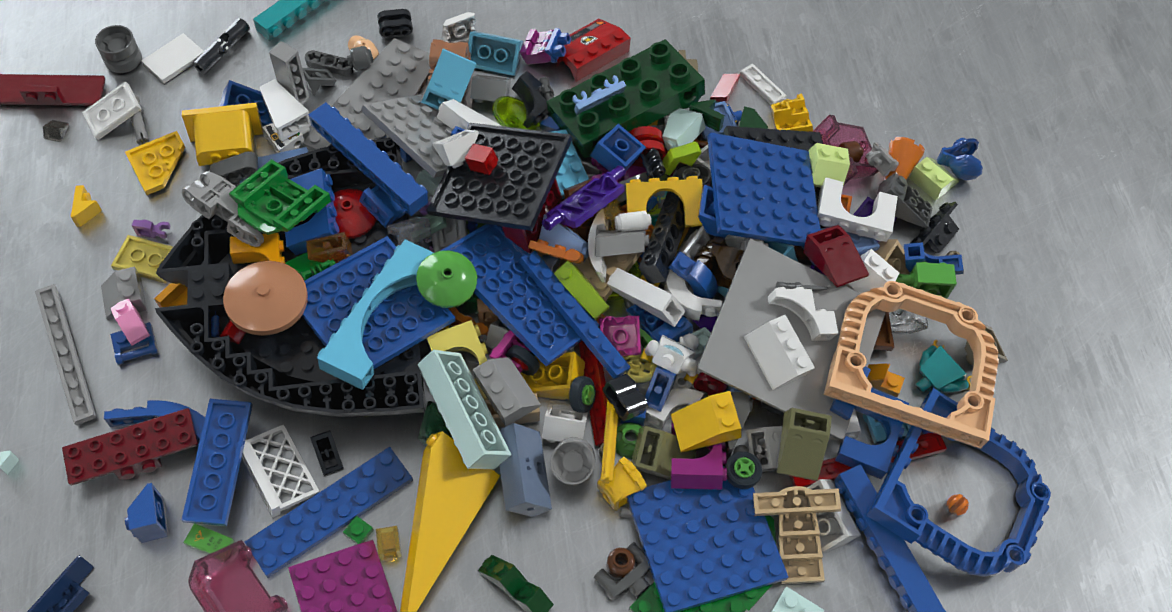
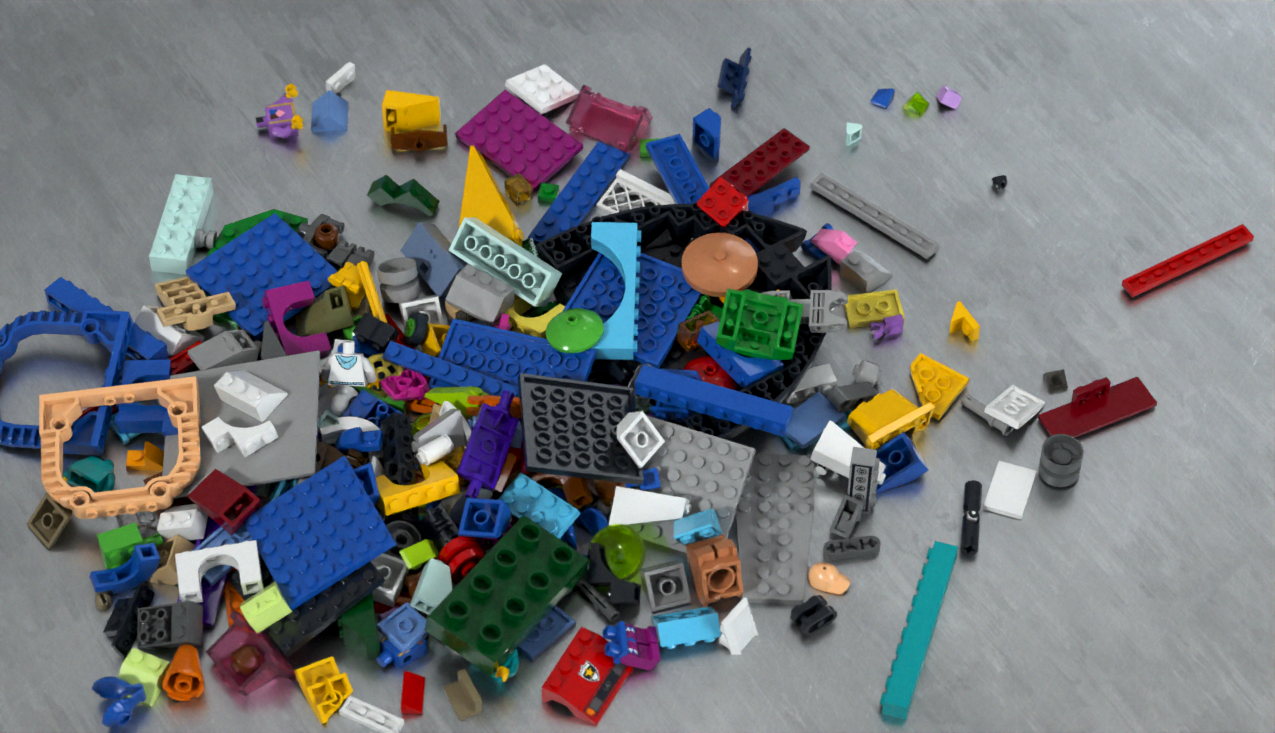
camera: 160 degrees right, 10 degrees down
(204, 366) = (723, 202): none -> red bracket
(360, 58) = (816, 551): dark grey head -> none
(481, 159) = (602, 427): red brick -> none
(599, 95) = (529, 558): light blue plate -> none
(615, 526) = (349, 253): none -> dark grey legs
(646, 296) = (383, 399): white slope -> none
(707, 422) = (292, 328): yellow slope -> none
(711, 118) = (416, 610): dark green slope -> none
(743, 462) = (250, 318): black wheel -> none
(793, 285) = (254, 453): dark grey piece -> none
(803, 443) = (205, 348): olive slope -> none
(881, 159) = (200, 642): light grey hips -> none
(957, 505) = (54, 370): orange arm -> none

